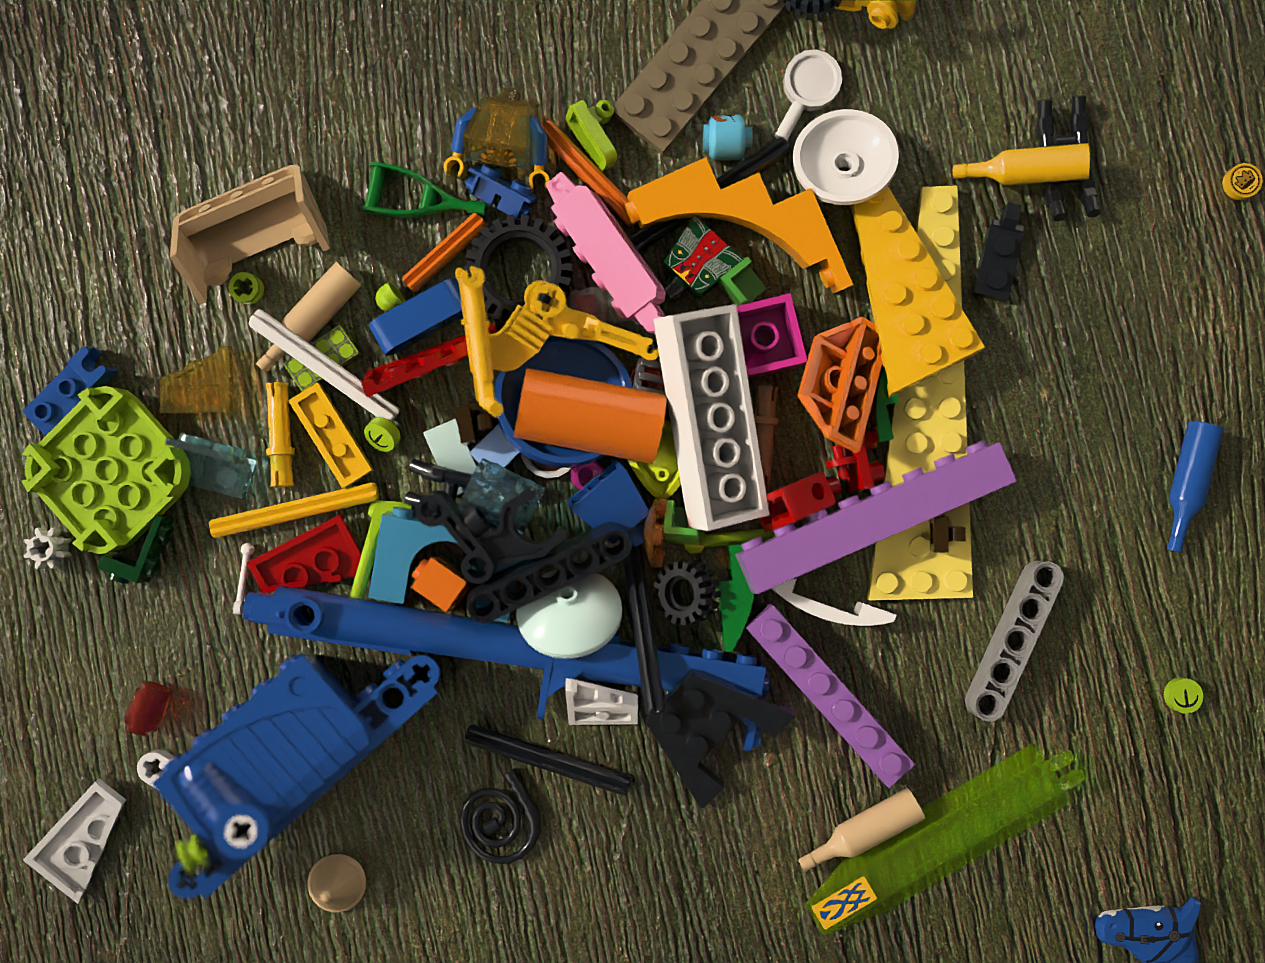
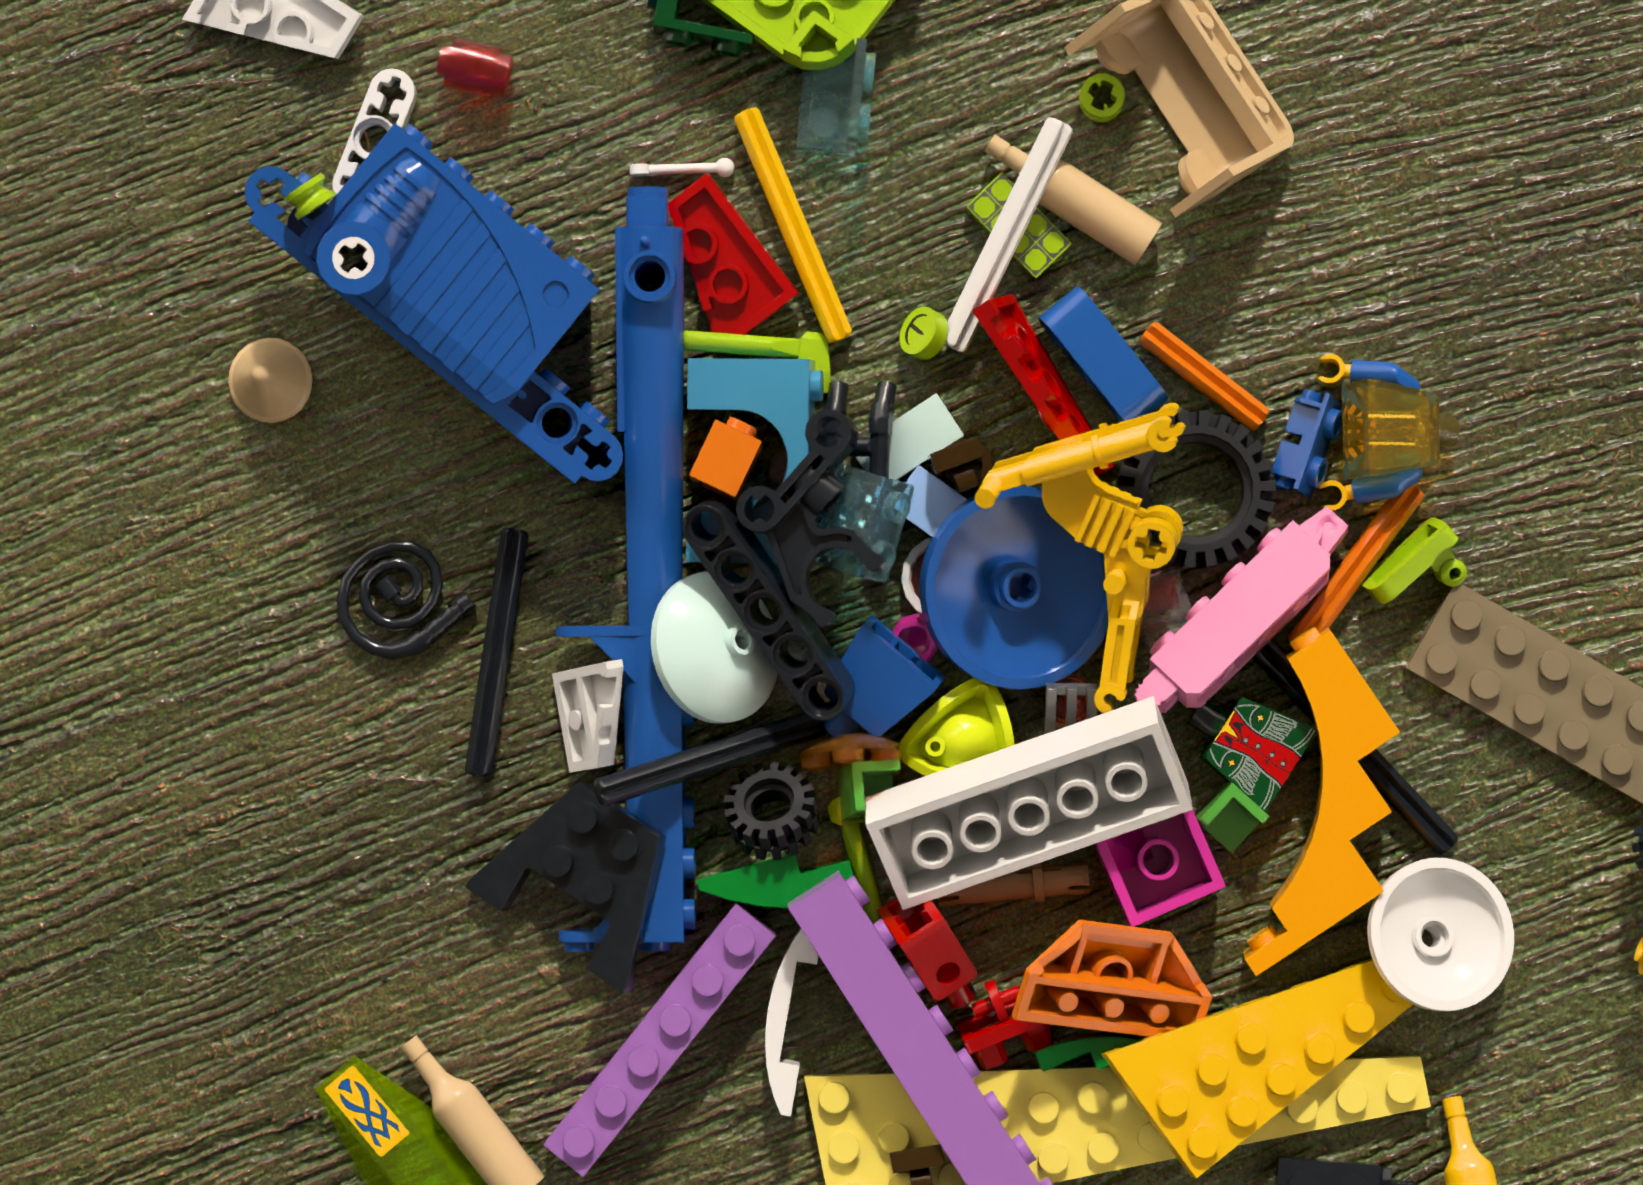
camera: 70 degrees right, 0 degrees up
(200, 386) = (947, 59): clear yellow wing -> none
(279, 435) = (897, 185): yellow pin -> none
(331, 435) = (909, 260): yellow plate -> none
(389, 297) = (1123, 308): lime hinge -> none
(428, 197) = (1278, 338): green piece -> none
(590, 416) = (1000, 630): orange brick -> none
(726, 137) = (1442, 757): medium azure head -> none
(810, 84) = (1545, 868): white piece -> none

